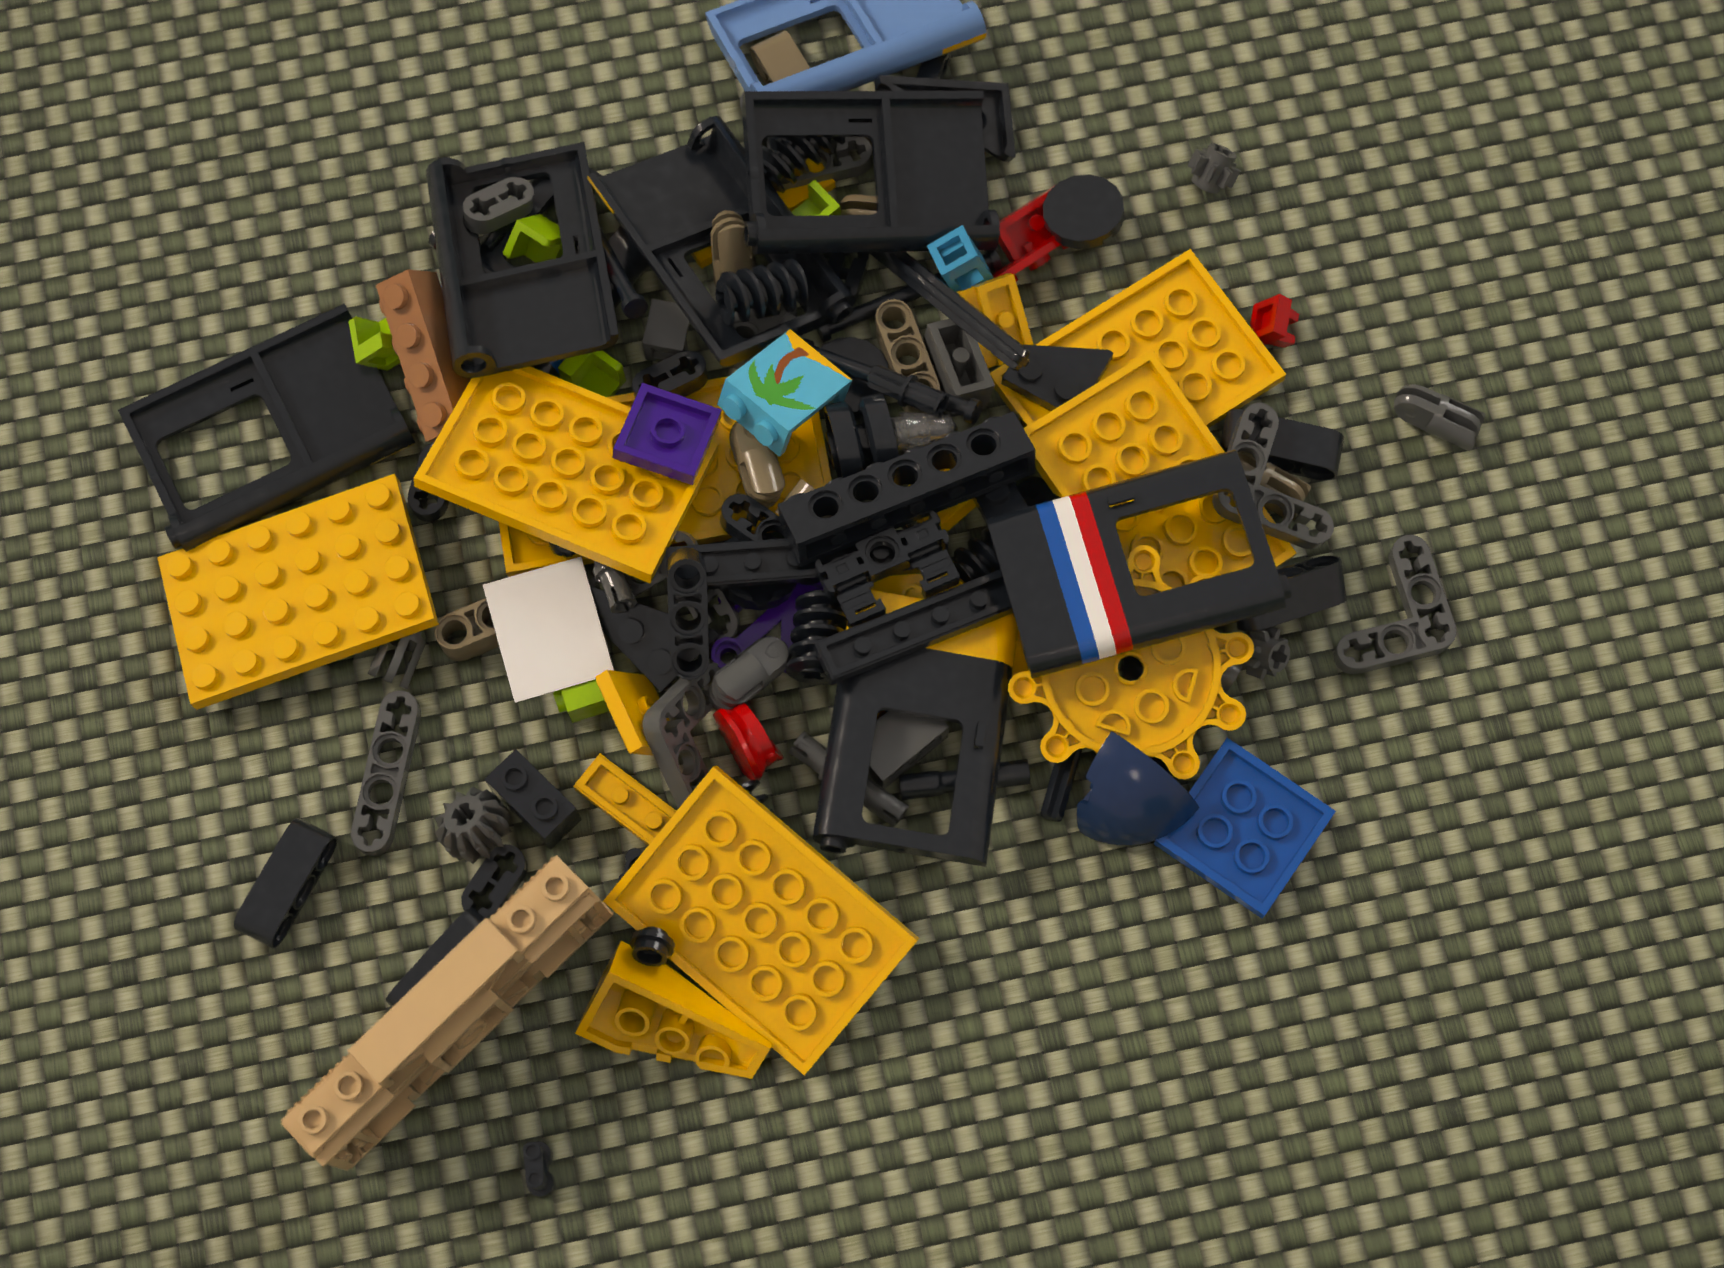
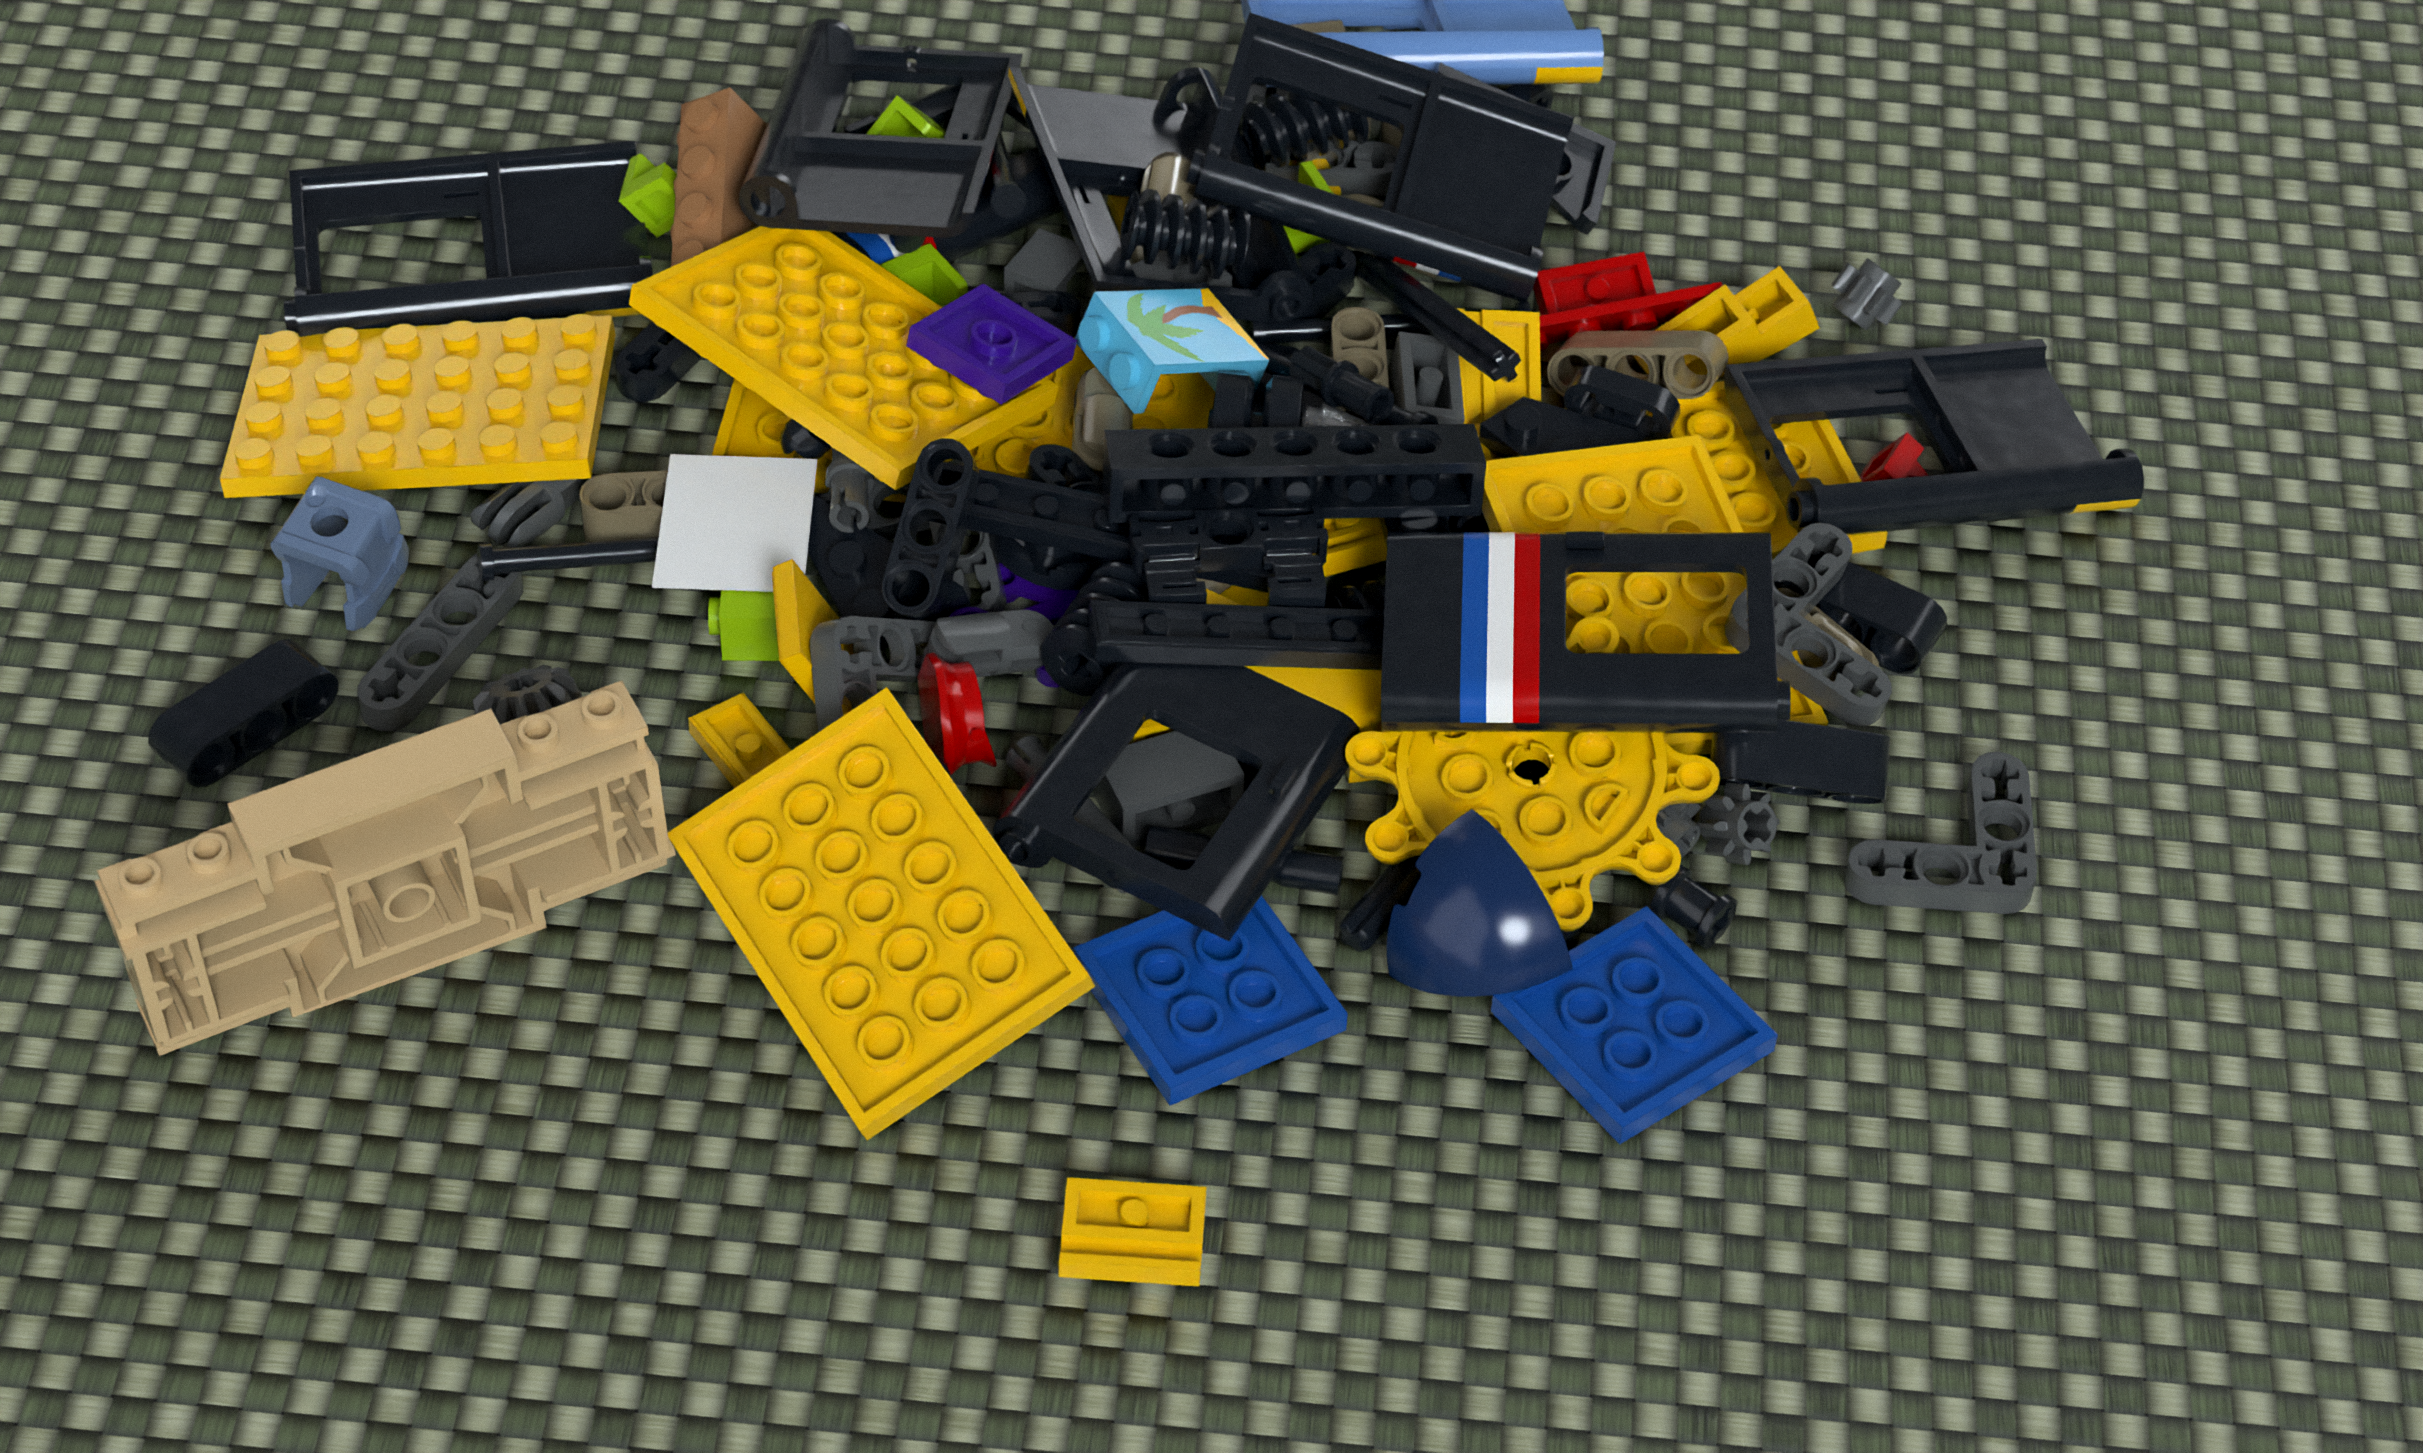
camera: 15 degrees right, 25 degrees down
(315, 750) = (364, 554): none -> sand blue piece
(444, 686) = (563, 556): none -> black bar
(499, 207) = (874, 85): dark grey beam -> none
(533, 799) = (620, 660): black brick -> none
(537, 1161) = (425, 1125): black piece -> none
(651, 946) = (709, 892): black plate -> none
(669, 1017) = (685, 999): yellow wedge -> none
(959, 260) = (1470, 275): dark azure brick -> none
(977, 909) = (1208, 1005): none -> blue plate
(995, 1091) = (1132, 1232): none -> yellow plate
(1083, 211) = (1662, 277): black tile -> none
(1087, 288) = (1659, 349): none -> dark tan beam
(1089, 331) = (1623, 401): none -> black beam
(1145, 221) = (1750, 323): none -> yellow slope
(1258, 726) = (1694, 907): none -> black bush
(1327, 256) = (1983, 407): none -> black piece
(1439, 415) = (2096, 633): dark grey arm -> none

